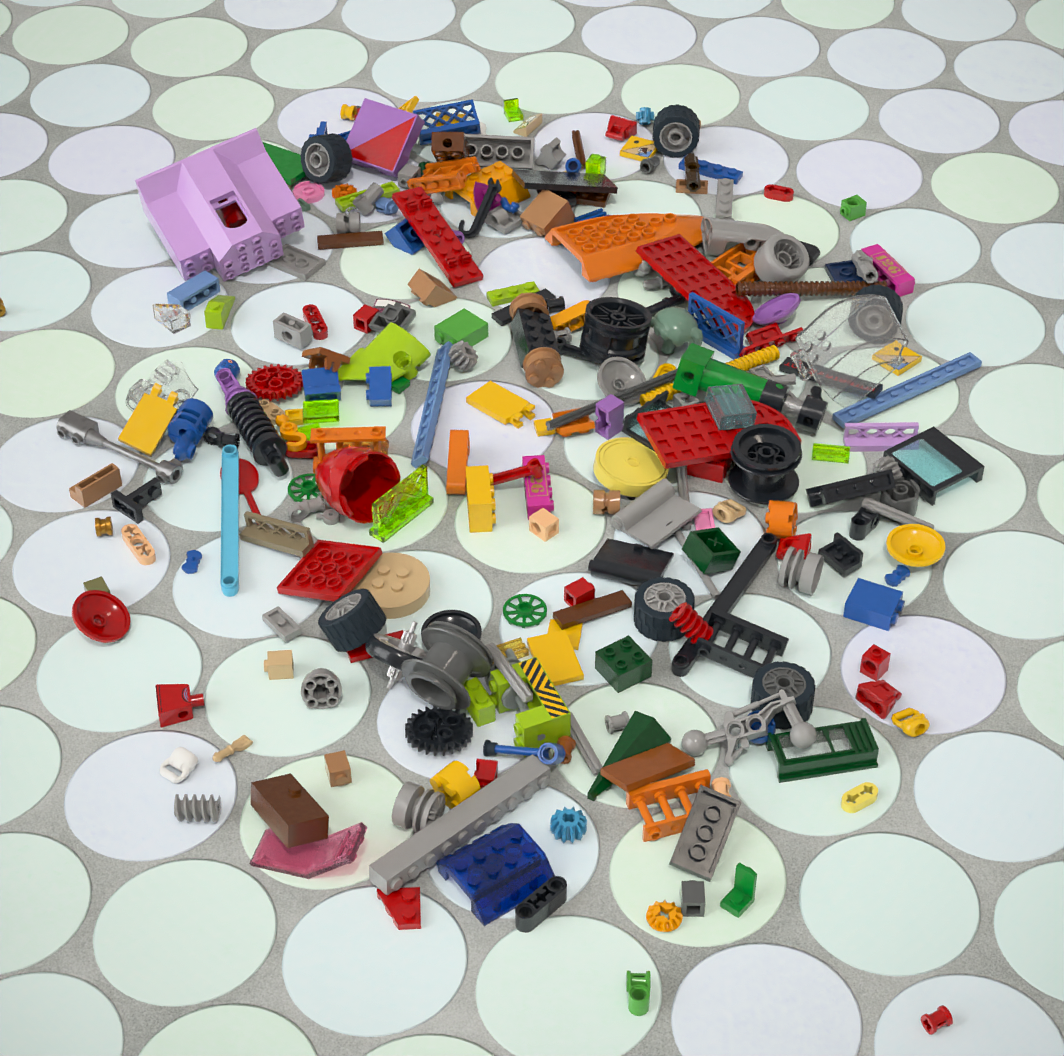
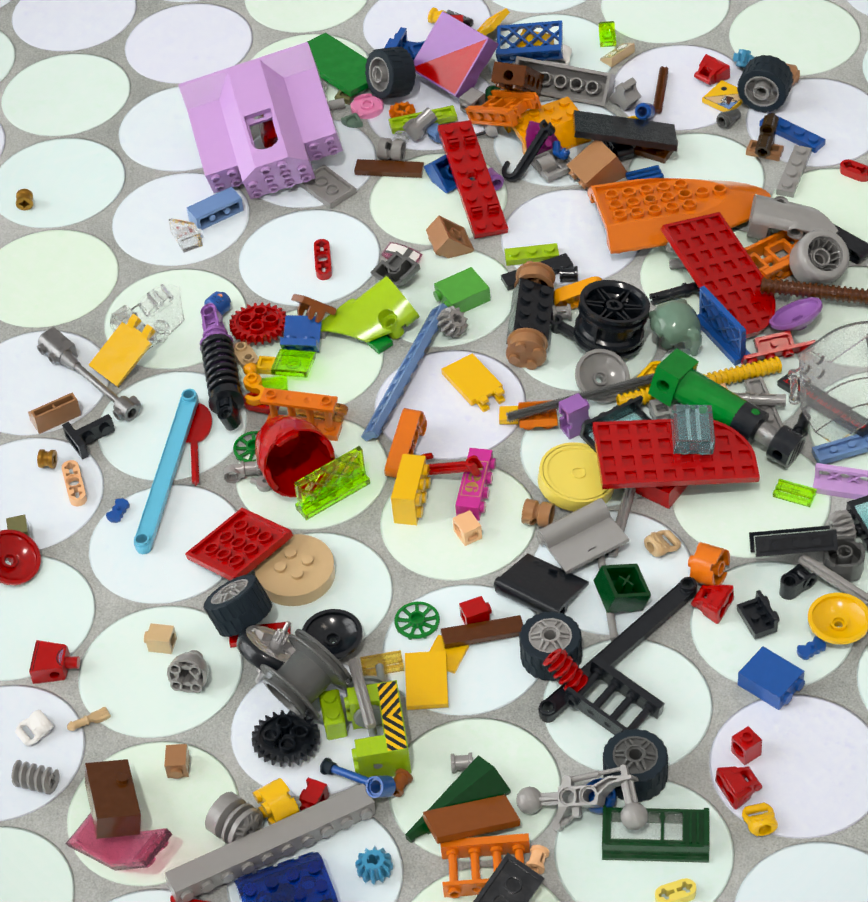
camera: 20 degrees right, 5 degrees up
(189, 427) = (157, 364): blue cylinder -> none
(218, 311) = (232, 233): lime slope -> none
(222, 438) = (187, 379): black connector -> none
(277, 537) = (203, 496): dark tan fence -> none
(282, 624) = (177, 594): light grey plate -> none
(292, 330) = (294, 268): light grey brick -> none
(363, 317) = (369, 261): red brick -> none
(380, 386) = (357, 345): blue brick -> none
(585, 747) = (420, 777): light grey axle -> none
(596, 164) = (669, 113): clear neon green brick -> none
(623, 664) = (489, 699): dark green brick -> none
(704, 519) = (632, 550): bright pink tile -> none
(765, 463) = (710, 499): black wheel -> none
(797, 569) = (706, 627): light grey wheel -> none

